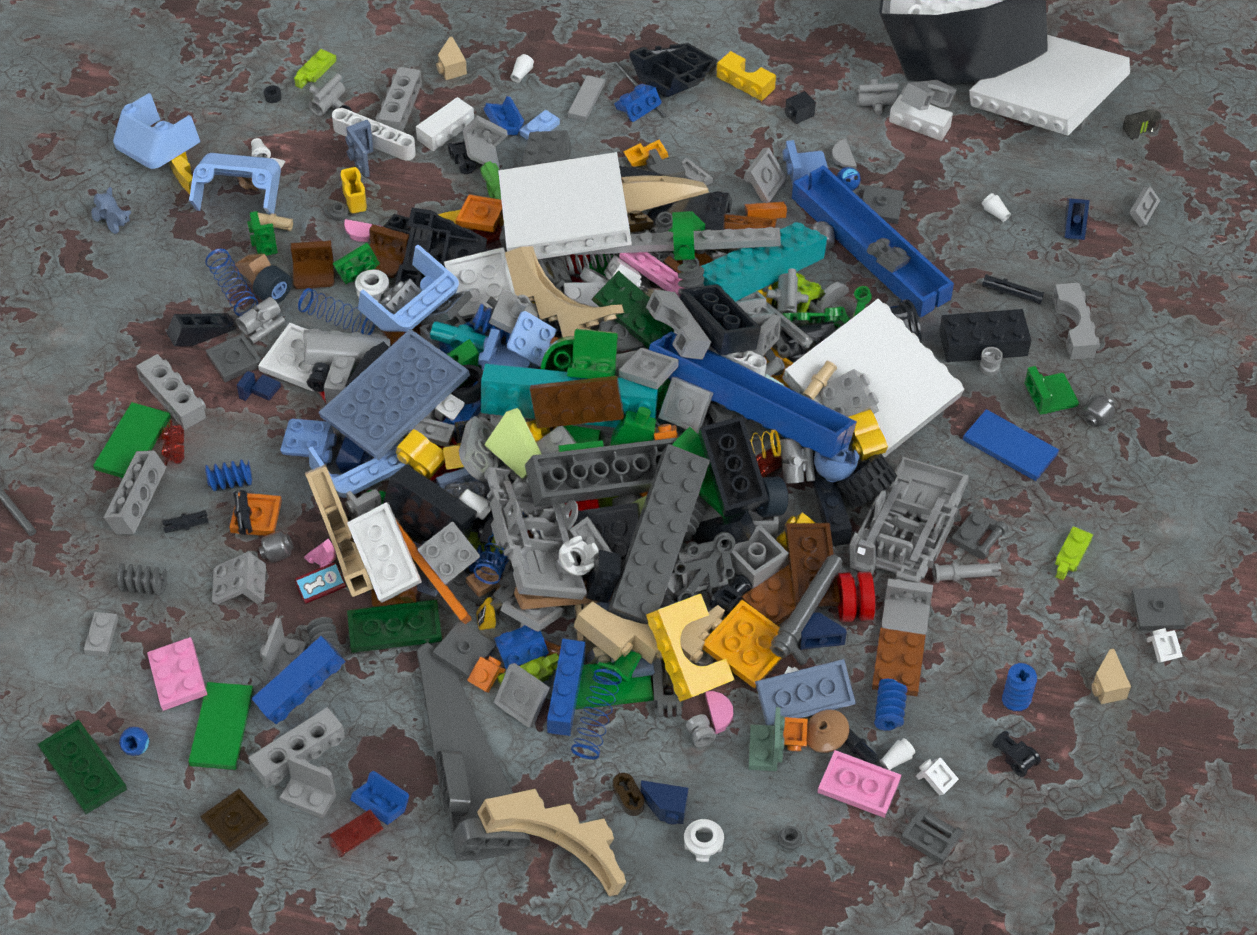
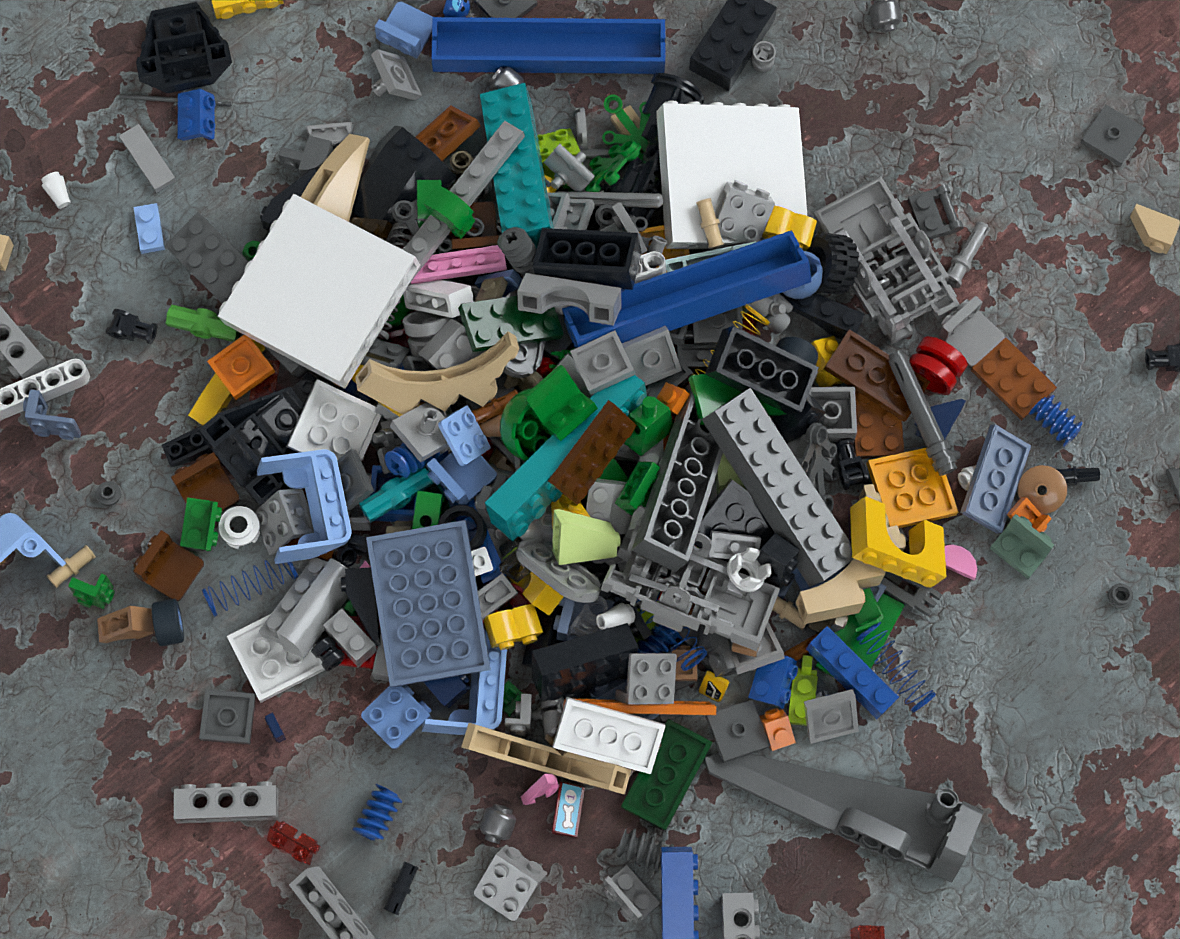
camera: 55 degrees left, 20 degrees up
(135, 432) = (257, 878): green tile -> none
(198, 328) = (163, 726): black slope -> none
(218, 267) = (82, 665): blue piece -> none
(242, 512) = (440, 829): black pin -> none
(260, 320) = (200, 661): light grey pin -> none
(264, 514) = (442, 817): orange plate -> none
(265, 387) = (287, 710): dark blue tile -> none
(353, 190) = (99, 462): yellow brick -> none
(357, 230) = (153, 489): bright pink tile -> none
(382, 797) = (846, 908): blue bracket -> none
(444, 124) = (76, 314): white brick -> none
(481, 140) = (137, 302): light grey bracket -> none
(505, 116) = (113, 252): blue bracket -> none
(558, 824) = (990, 775): tan arch -> none
(632, 791) = (986, 689): dark brown beam -> none
(638, 154) = (267, 160): light orange slope -> none
(666, 801) = (1020, 670): dark blue slope -> none
(700, 729) = (969, 591): light grey wheel -> none
(703, 850) = (1068, 675): white piece -> none
(766, 210) = (429, 105): orange slope -> none
(859, 783) = (1110, 502): bright pink plate -> none
(888, 257) = (588, 46): dark grey plate -> none
(898, 754) = (1105, 450): white cone -> none
(937, 775) = (1146, 434): white bracket -> none
(1010, 445) = (861, 112): blue tile -> none
(1019, 687) = (1119, 307): blue piece -> none
(1050, 392) = (833, 35): green bracket -> none
(1072, 551) = (1008, 154): lime hinge -> none
(1165, 645) = (1153, 159): white bracket -> none

